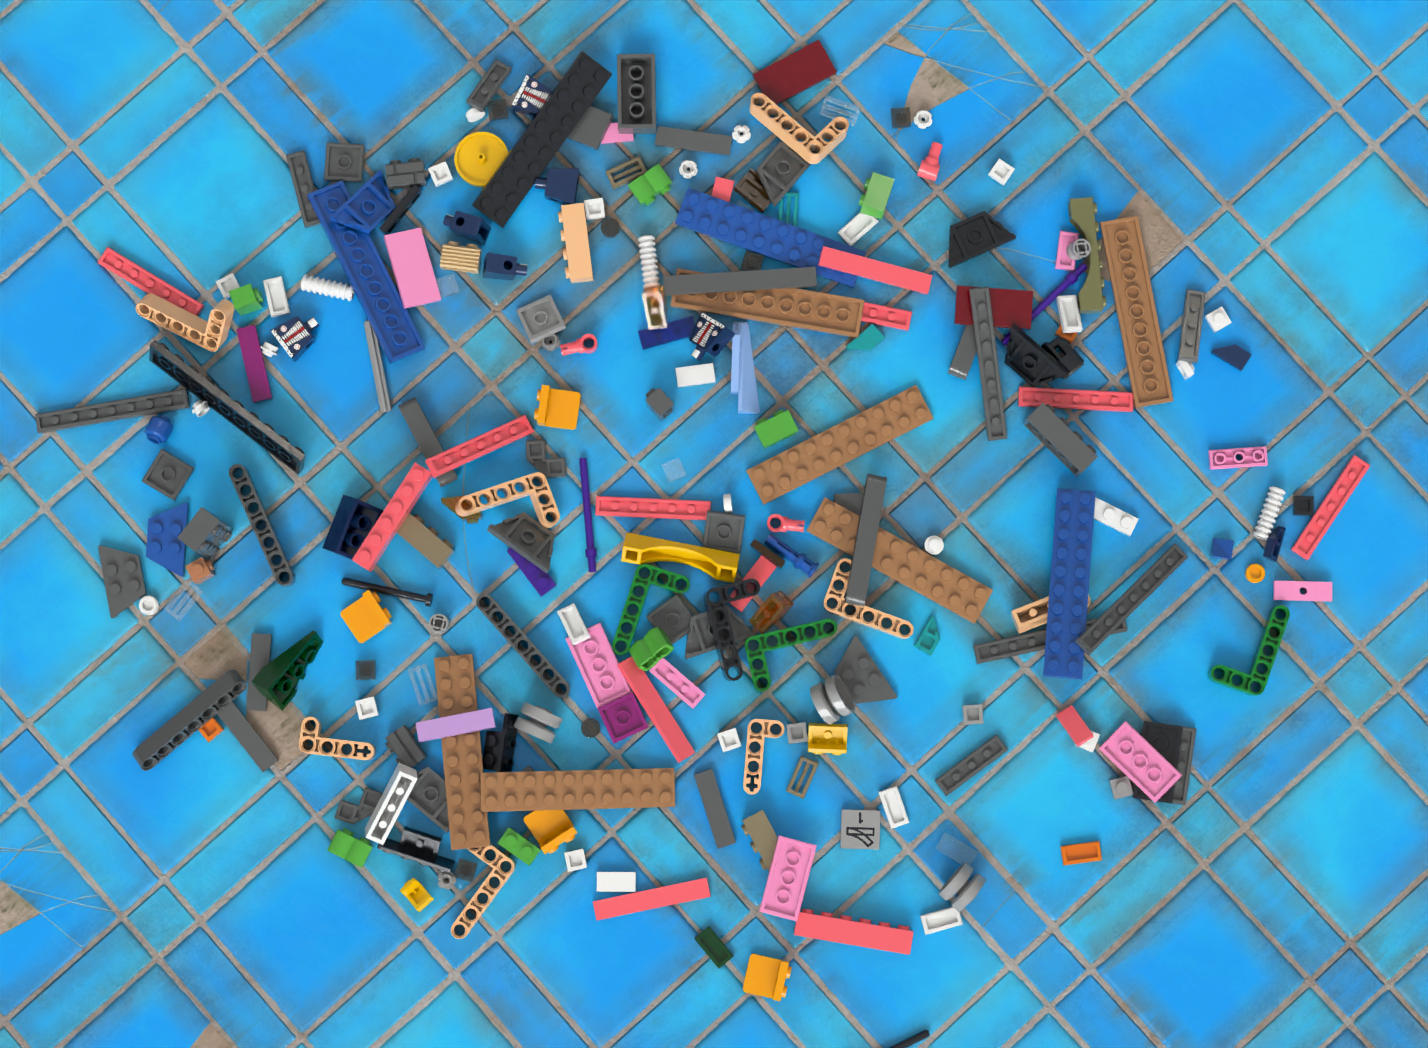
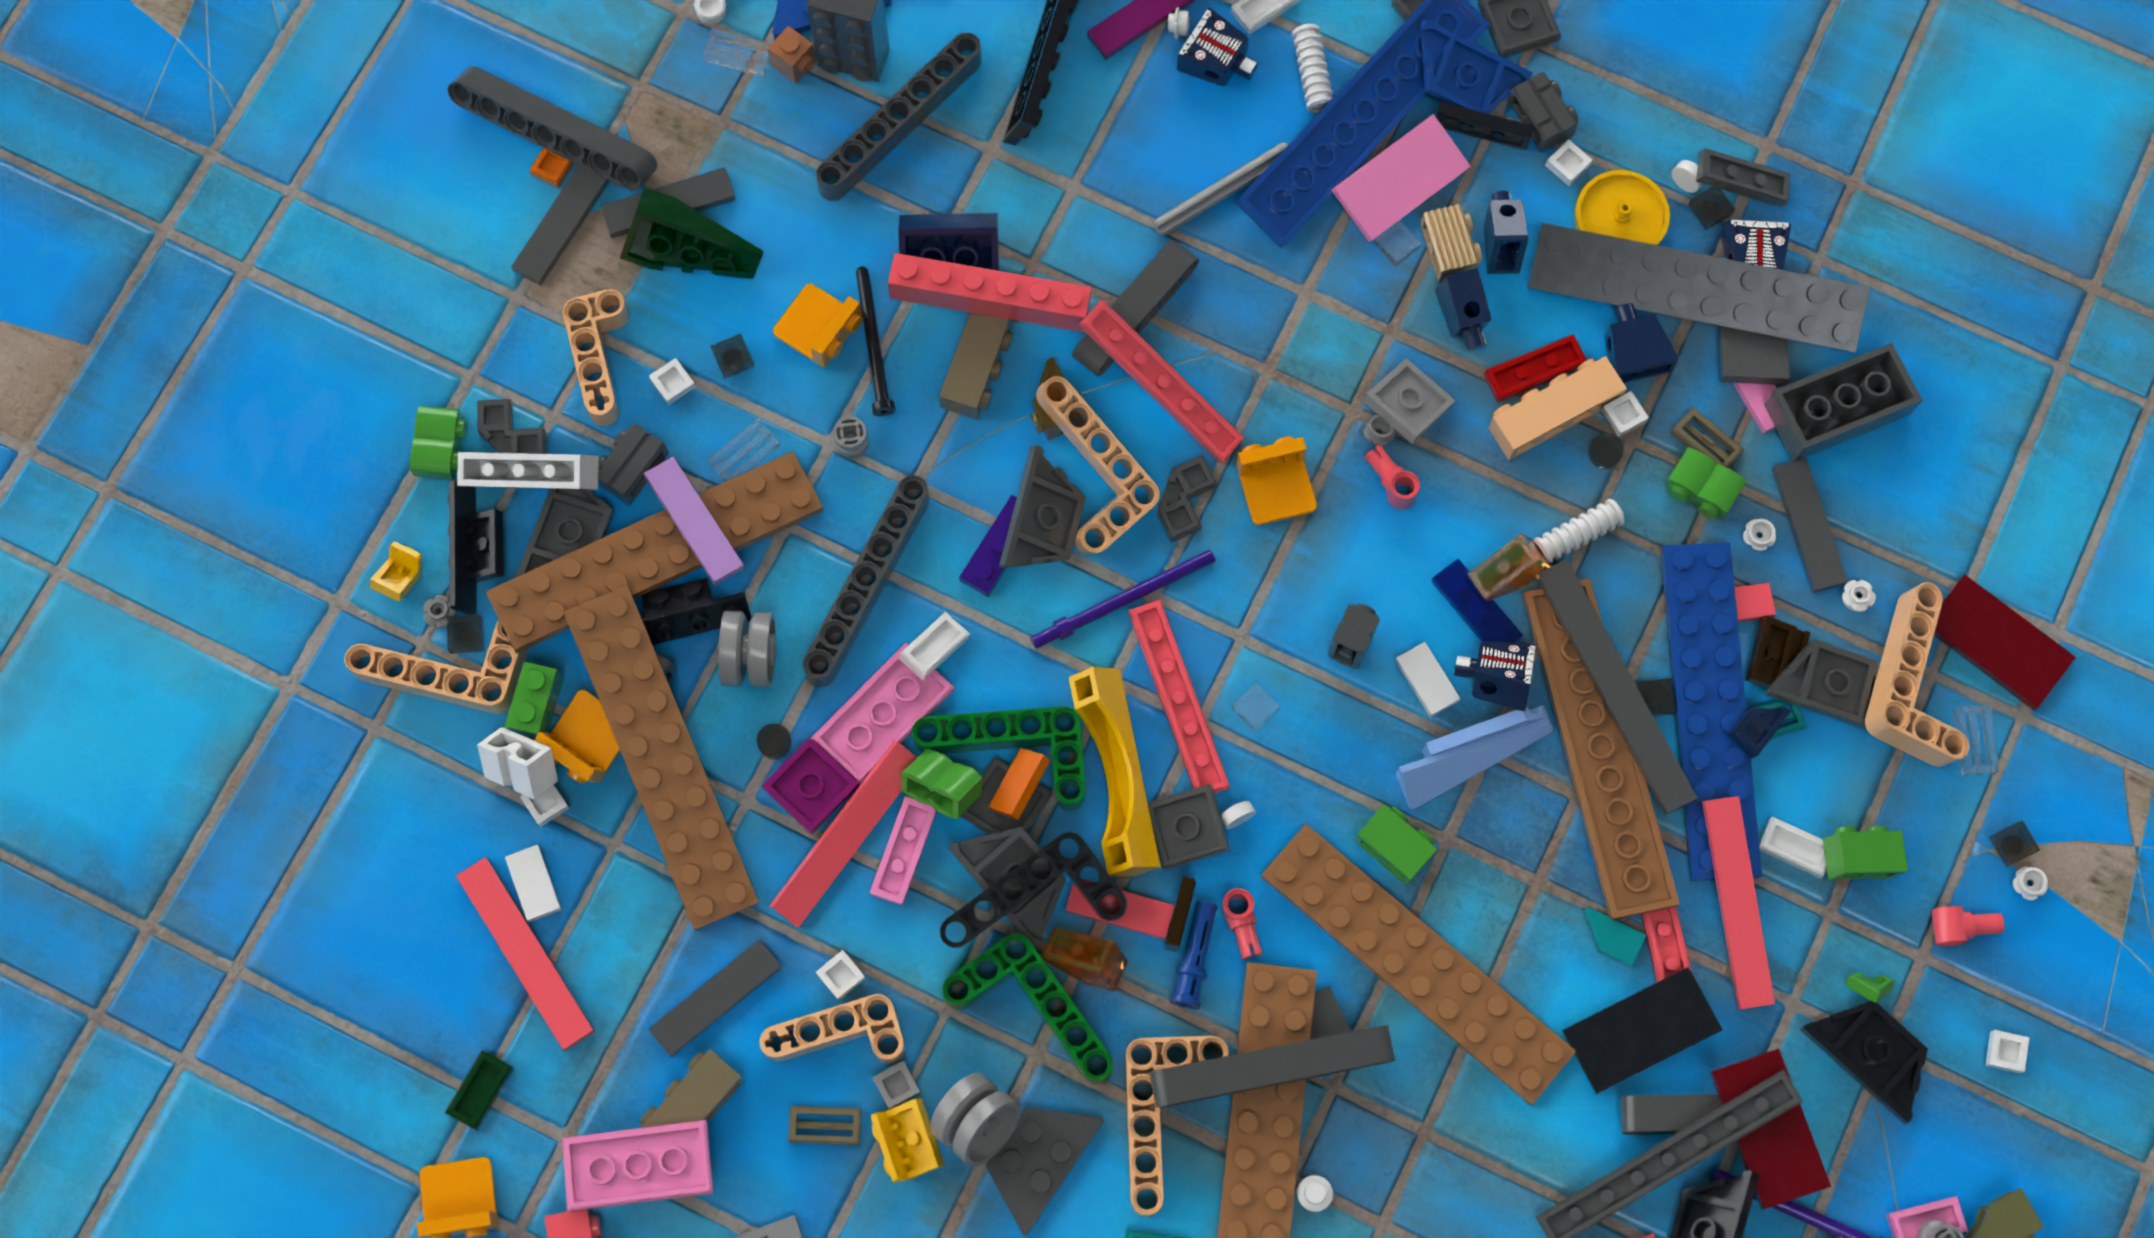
camera: 65 degrees right, 10 degrees down
(548, 866) = (517, 762): none -> white brick
(549, 243) = (1534, 368): none -> red tile
(667, 609) = (1019, 783): none -> orange tile
(791, 219) = (1757, 728): none -> dark blue tile
(919, 347) = (1642, 1030): none -> black tile
(943, 223) = (1869, 987): none -> bright green tile

